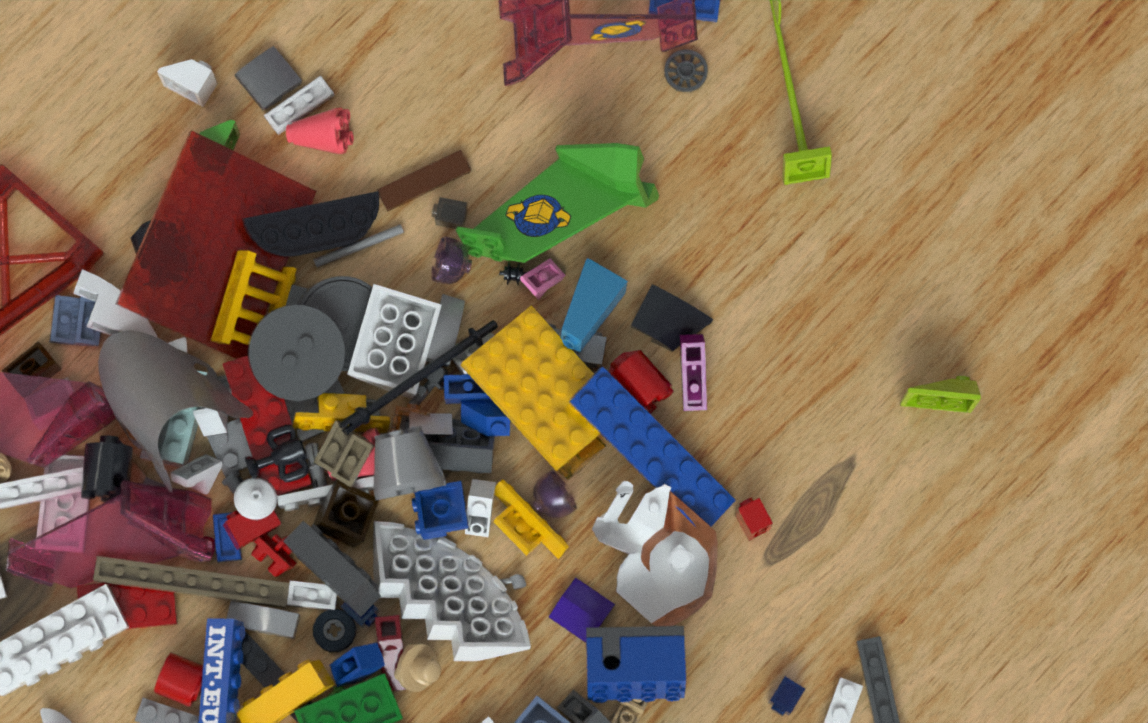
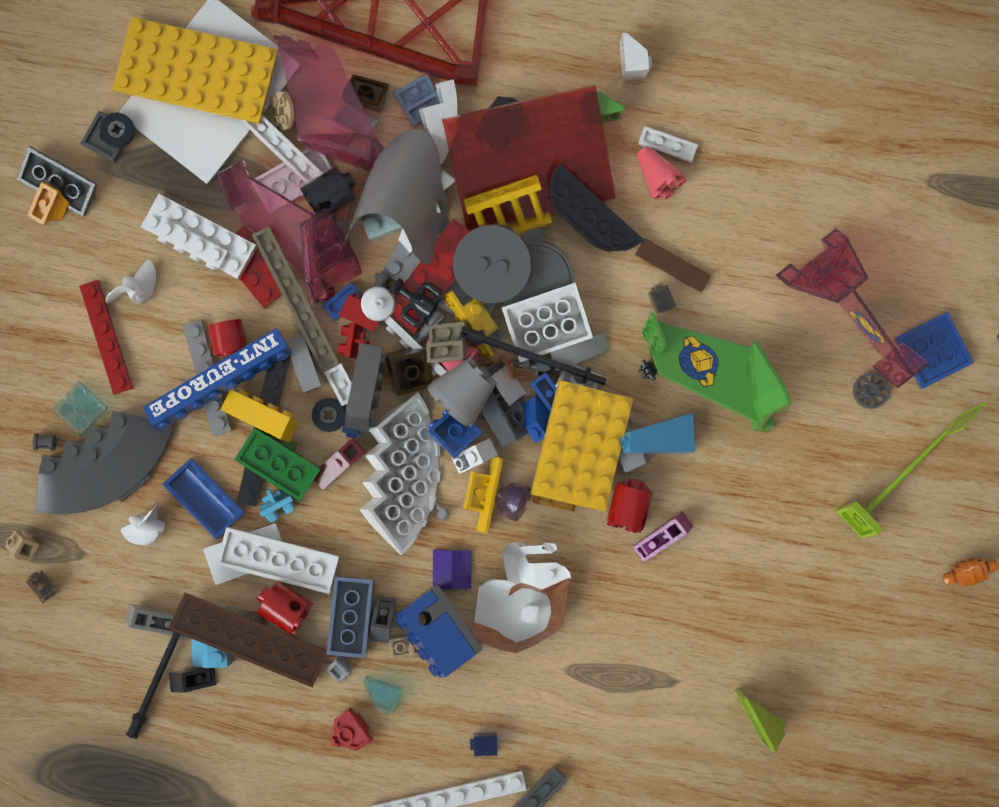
camera: 55 degrees right, 10 degrees up
(198, 473) = (370, 253): white slope -> none
(268, 78) = (672, 110): flat silver slope -> none
(357, 246) = (598, 252): light grey bar -> none
(357, 664) = (314, 447): blue brick -> none
(417, 667) = (339, 488): tan plate -> none
(451, 261) = (628, 322): cylinder -> none
(542, 278) = (658, 392): bright pink slope -> none
(649, 446) = (590, 543): blue plate -> none
(668, 317) = (688, 494): black slope -> none
(753, 518) = (589, 645): red brick -> none
(932, 93) = (970, 572): none -> orange piece

